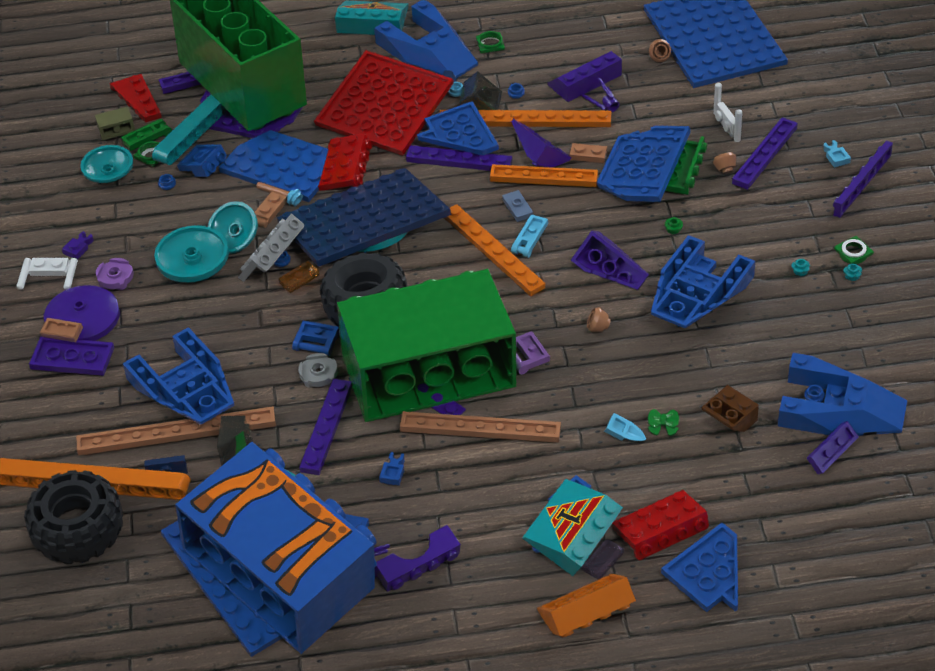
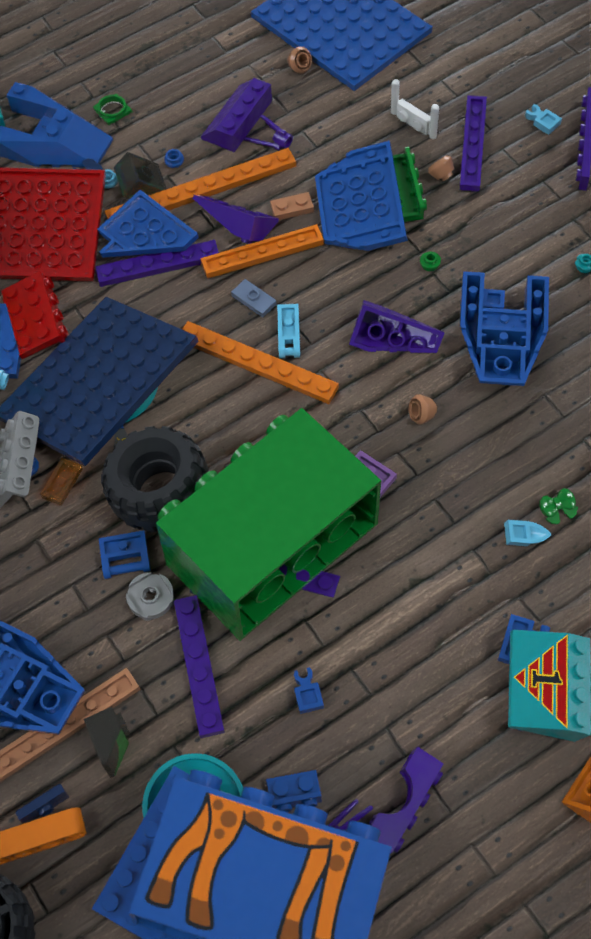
camera: 25 degrees left, 15 degrees up
(480, 426) = (371, 594): nougat plate -> none

